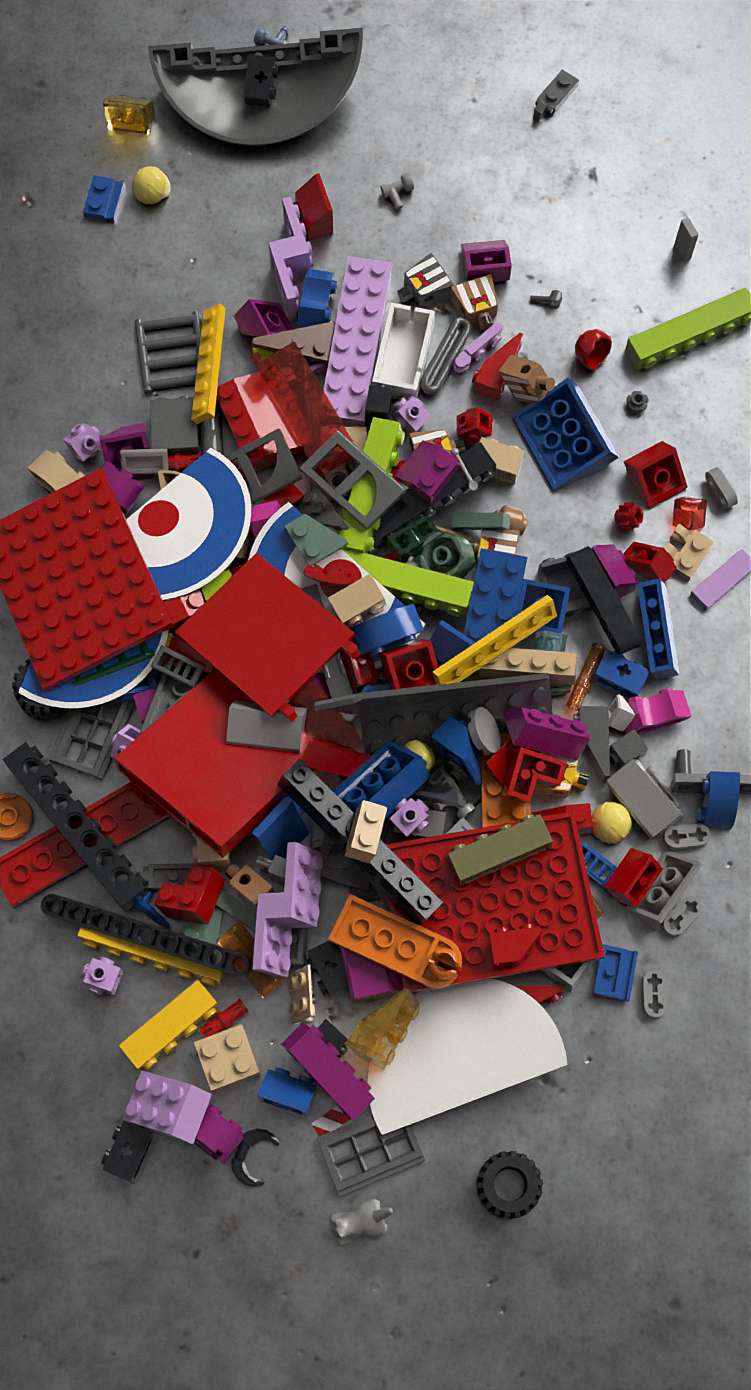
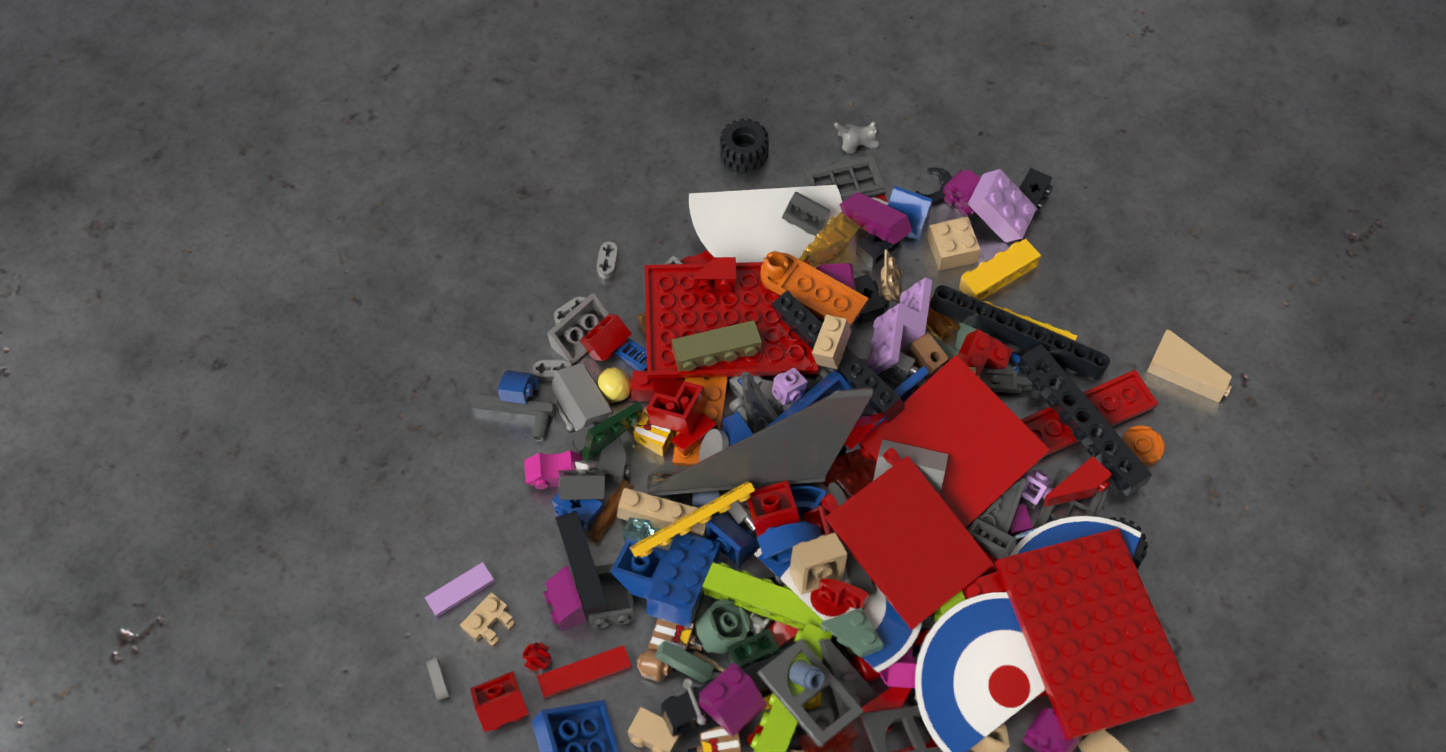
camera: 170 degrees left, 10 degrees down
(80, 751) = (1080, 484): none -> red slope
(108, 982) = (1055, 308): lavender brick -> none
(224, 1019) = (954, 273): red pin -> none
(357, 485) = (806, 675): none -> sand blue brick
(417, 1068) = (805, 213): none -> dark grey bracket
(546, 732) = (658, 449): magenta slope -> none
(578, 513) = (584, 672): none -> red tile
(597, 744) = (609, 430): none -> dark green wing
(615, 973) = (632, 276): blue plate -> none
(622, 685) = (581, 484): none -> dark grey hinge
(649, 561) = (528, 610): red slope -> none
(658, 629) = (535, 540): blue brick -> none
(689, 512) = (475, 656): clear red panel -> none

